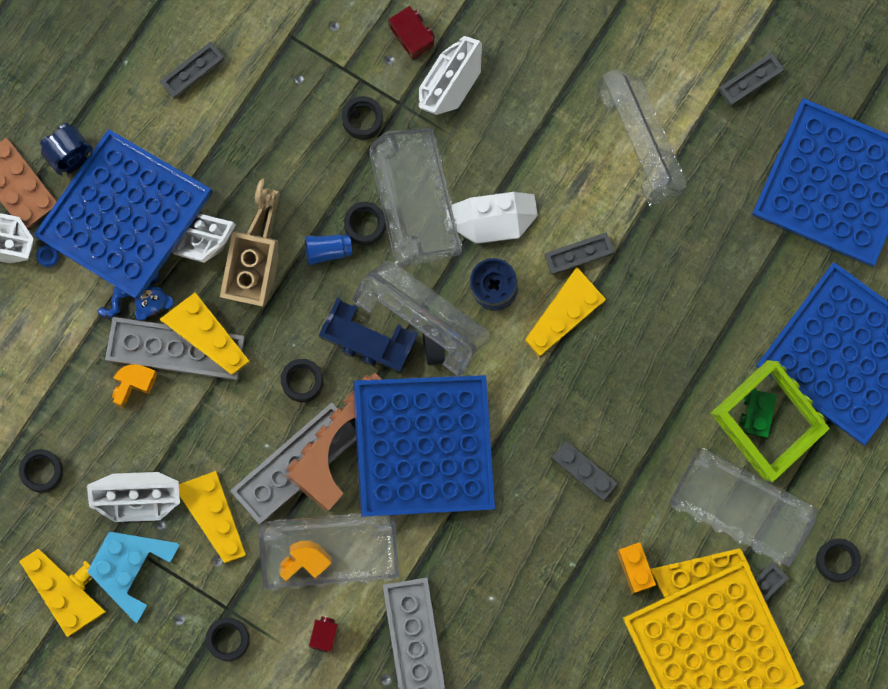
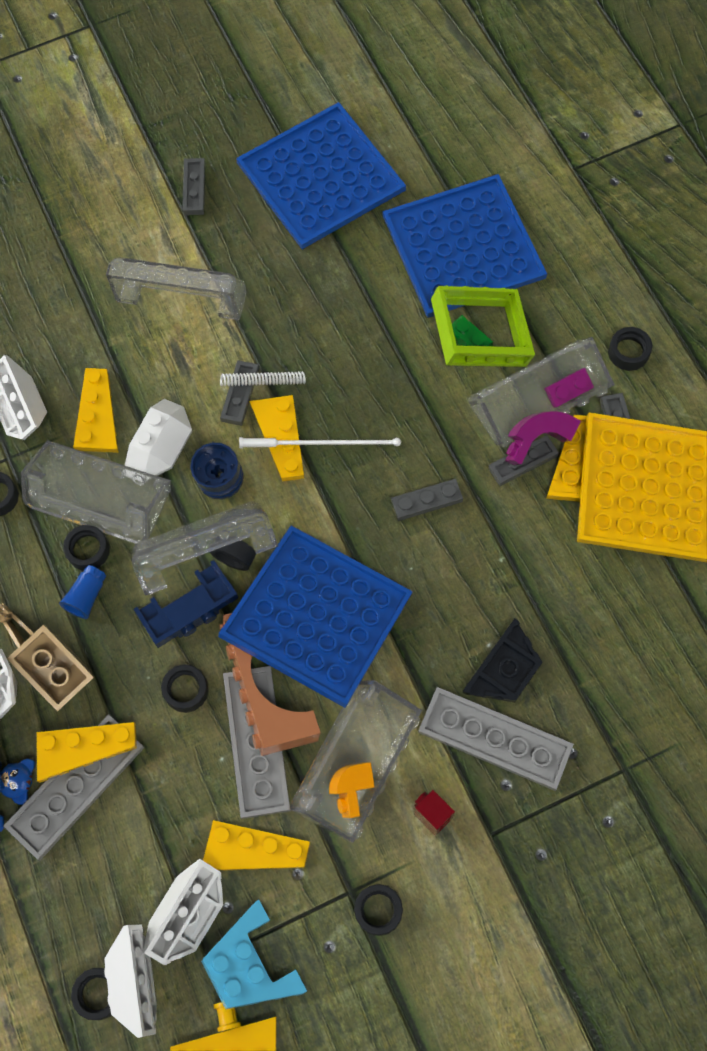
camera: 50 degrees left, 10 degrees down
(62, 491) = (131, 982): none -> white wedge
(132, 377) = (71, 844): light orange brick -> none
(478, 151) = (96, 416): none -> yellow wing
(479, 624) = (506, 667): none -> black wing
(545, 306) = (273, 442): none -> white piece
(585, 240) = (258, 381): none -> white piece
(636, 568) = (539, 506): light orange brick -> none
(670, 530) = (537, 455): none -> dark grey plate
(702, 522) = (554, 423): none -> magenta arch
(764, 529) = (569, 387): none -> magenta plate

